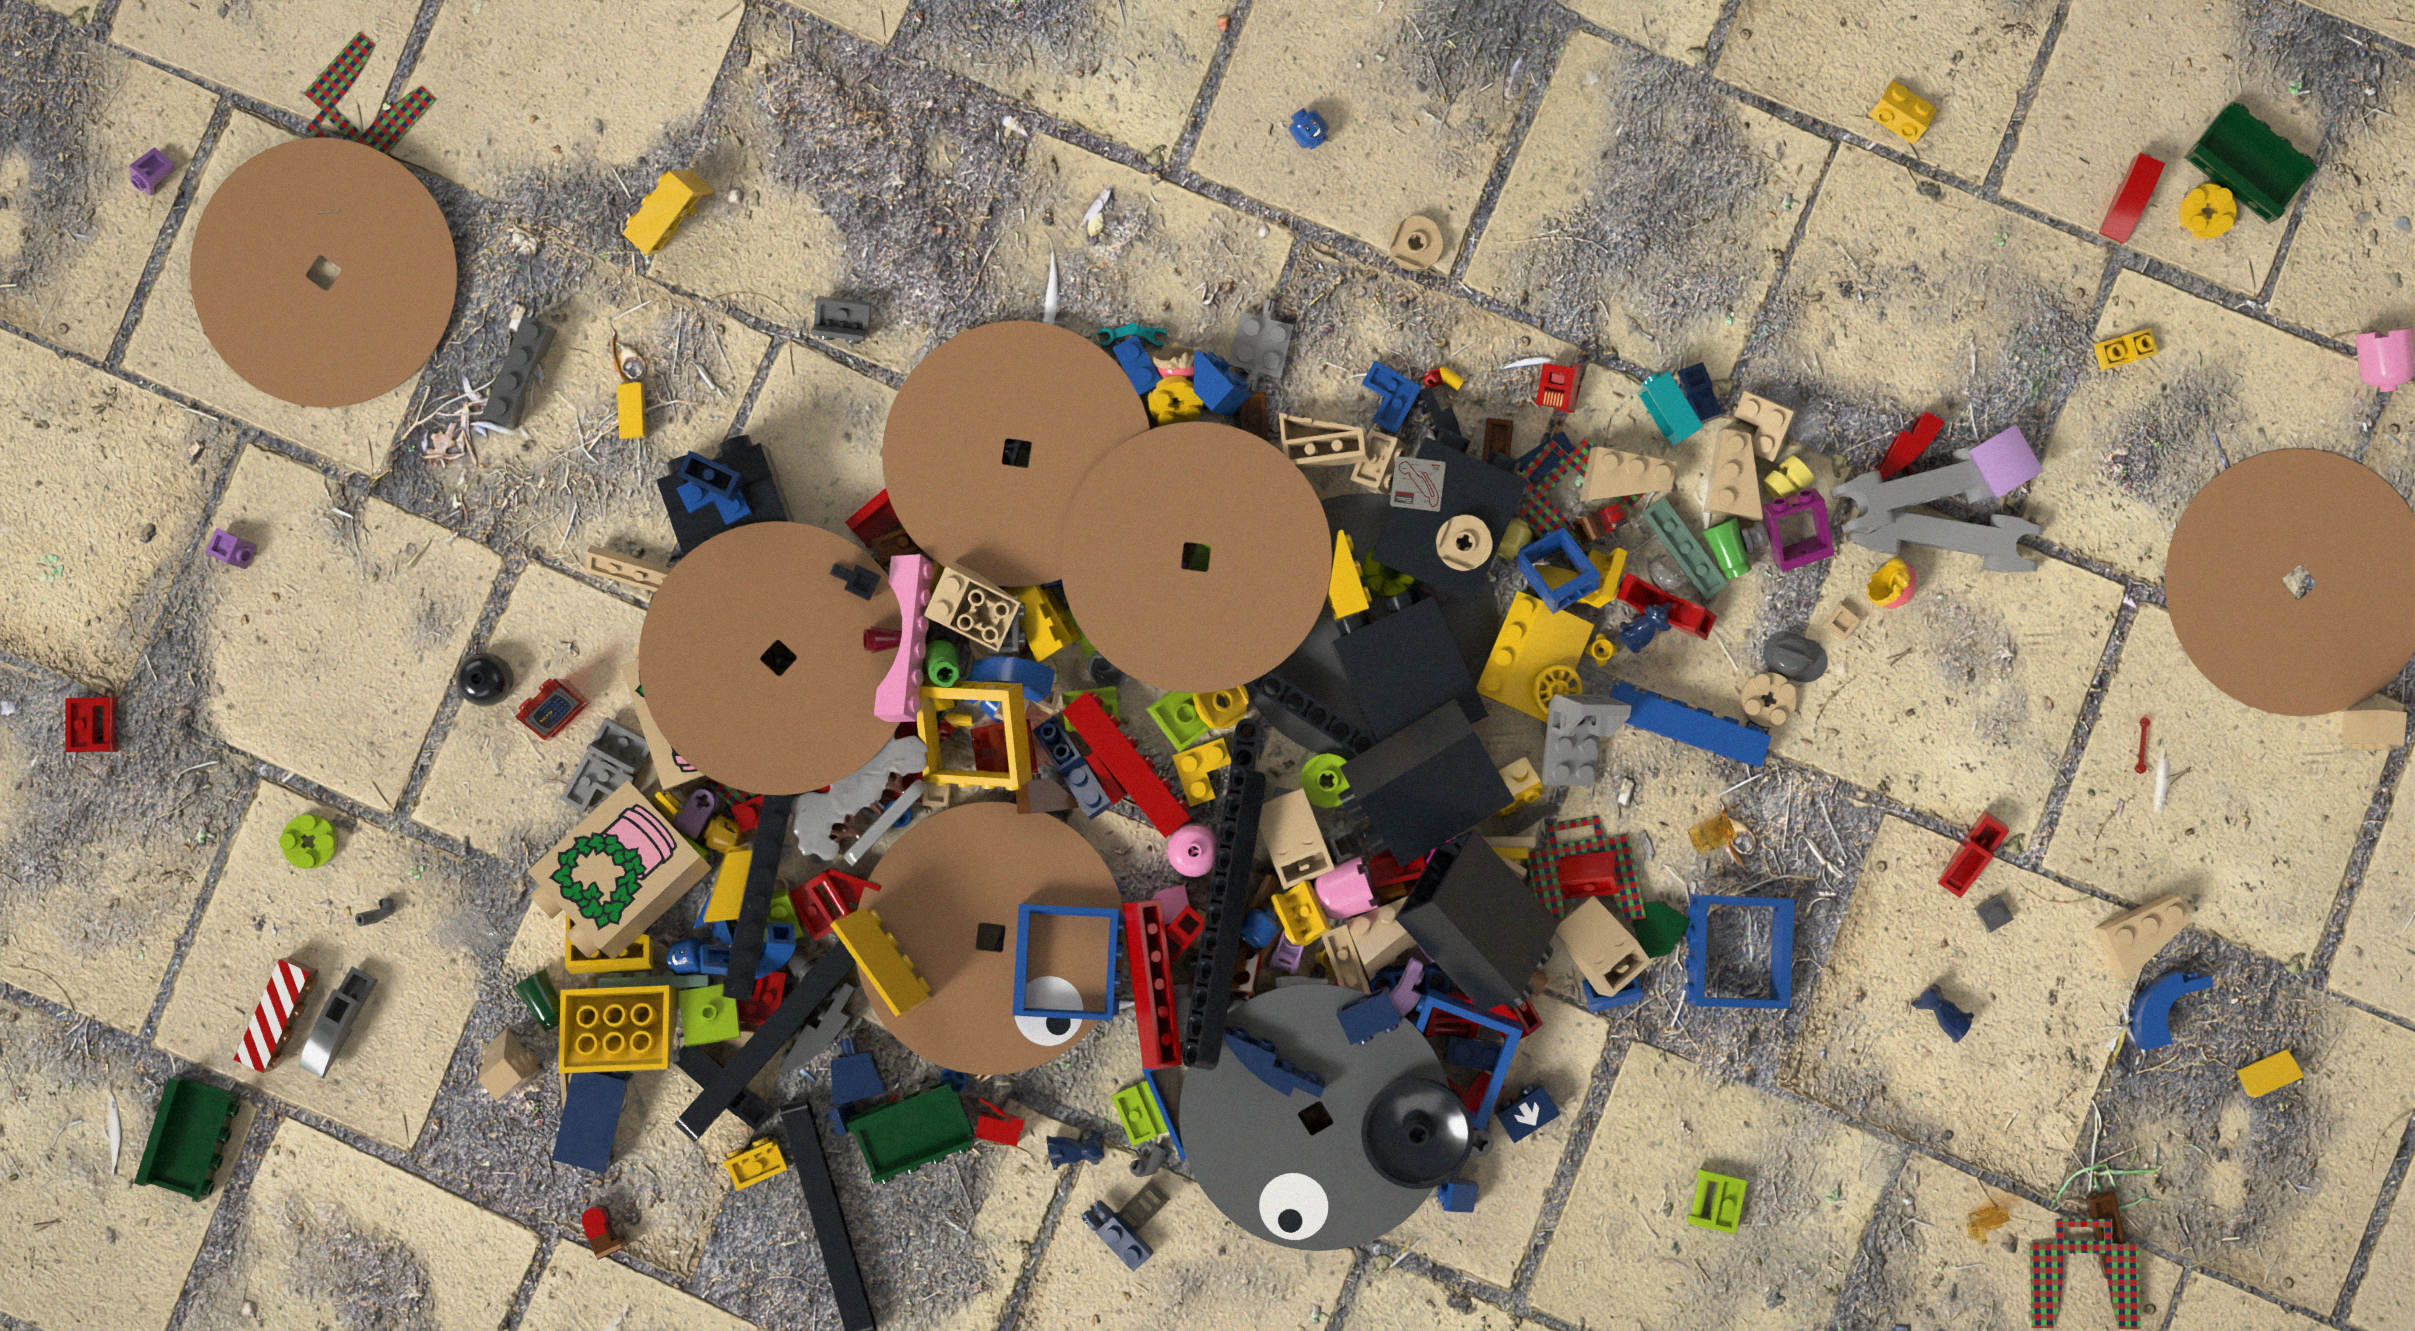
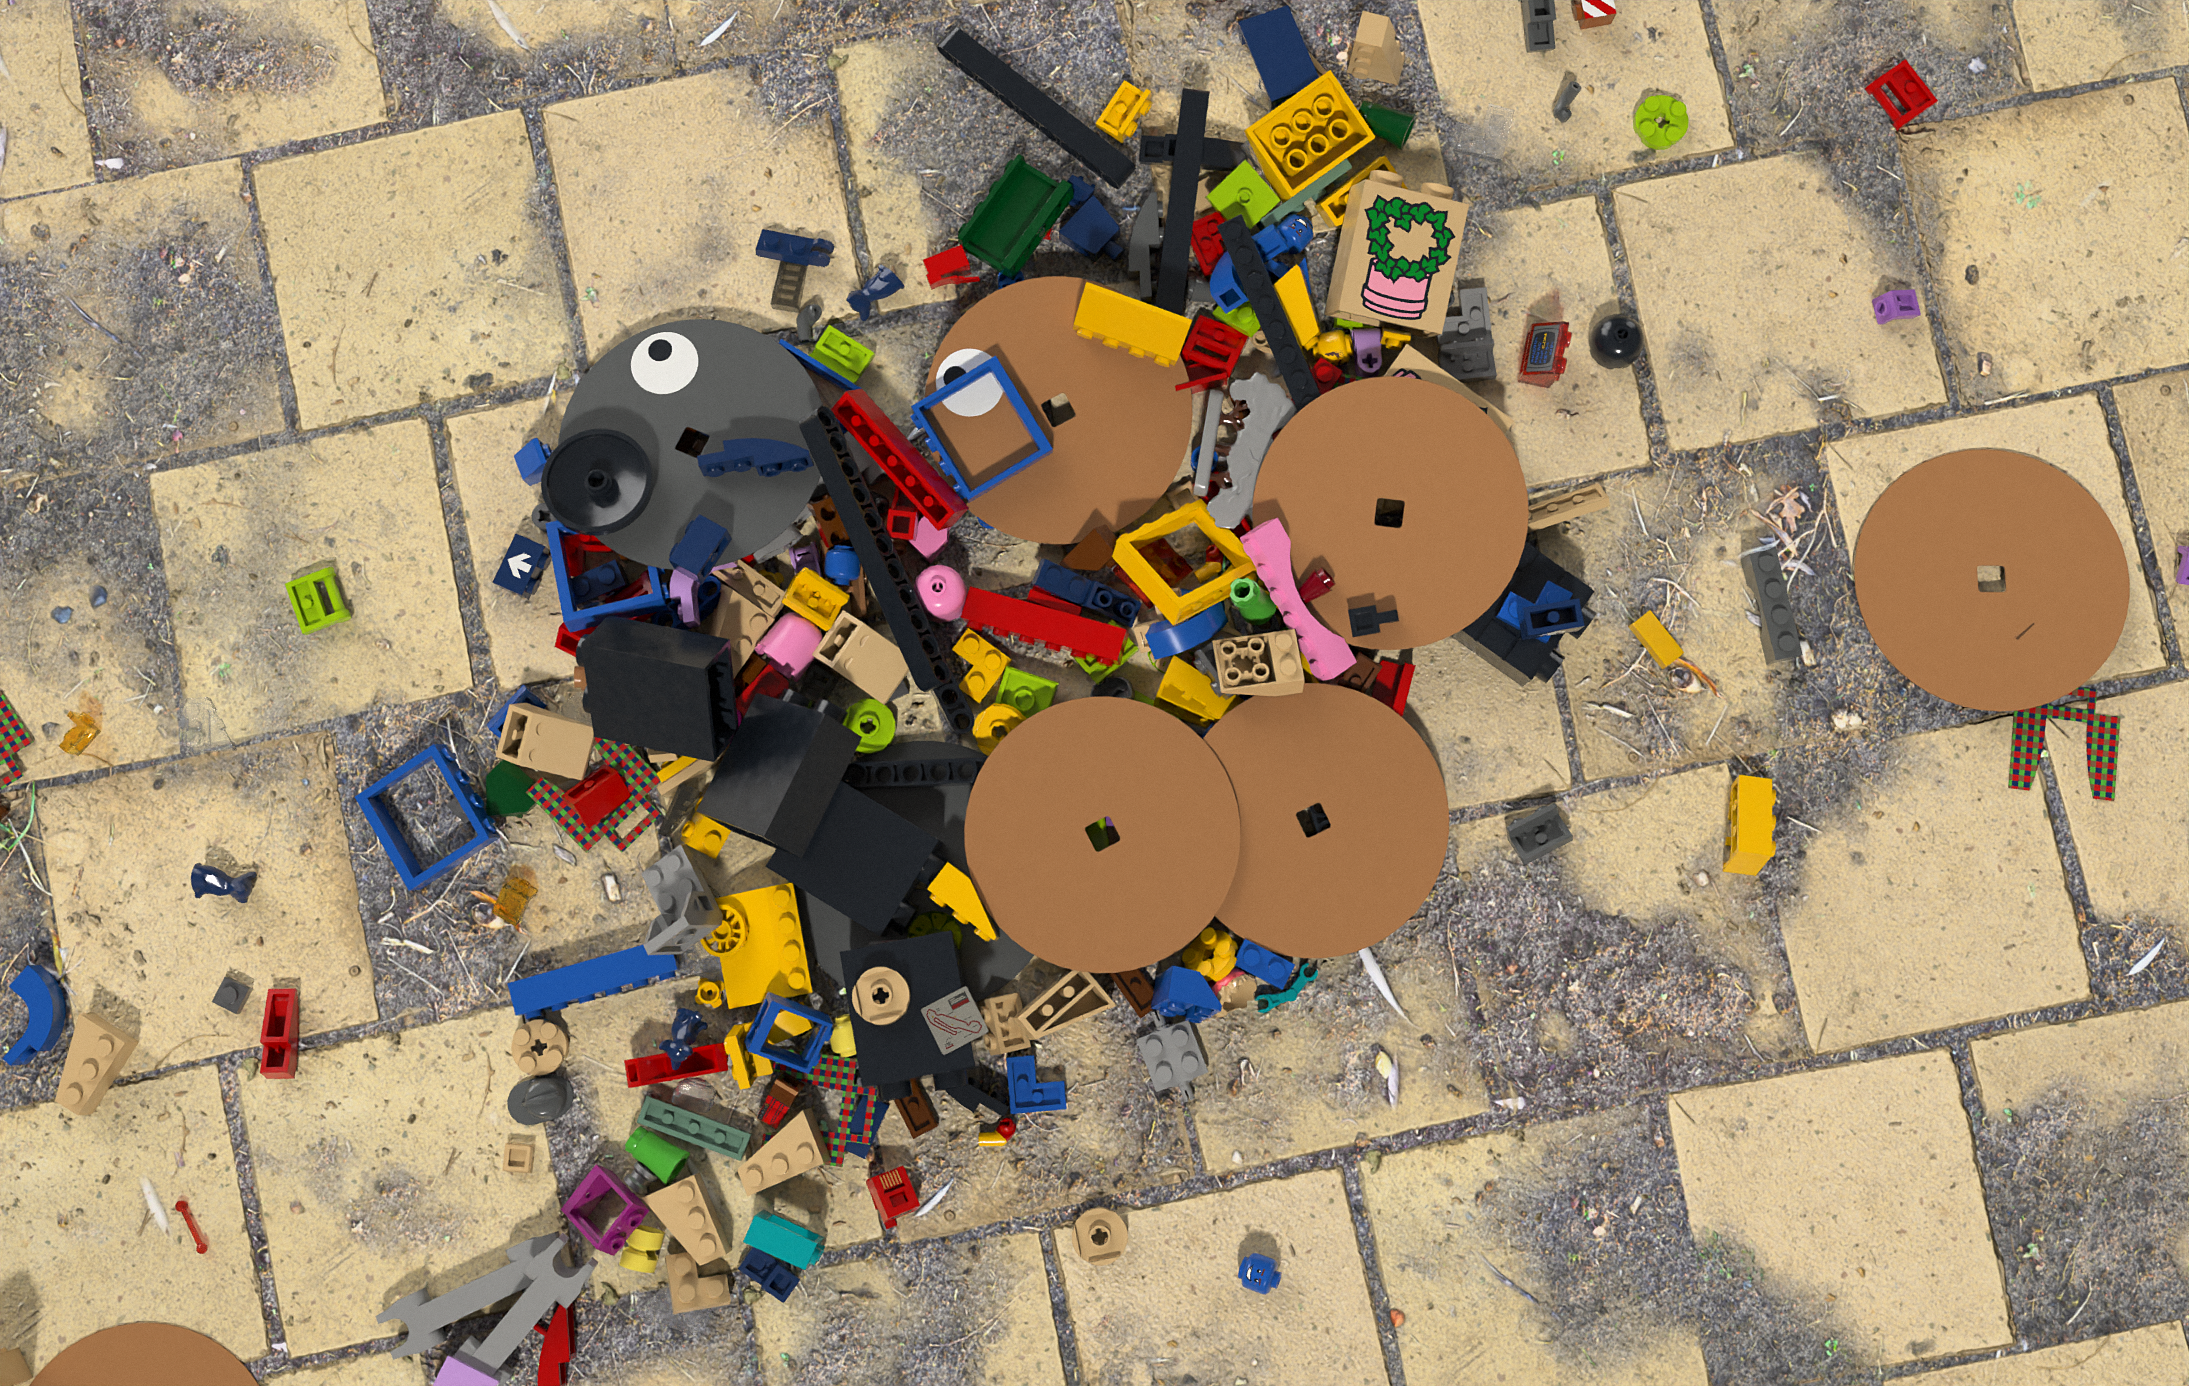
camera: 150 degrees right, 5 degrees down
(1892, 584) = (494, 1218): yellow hair -> none

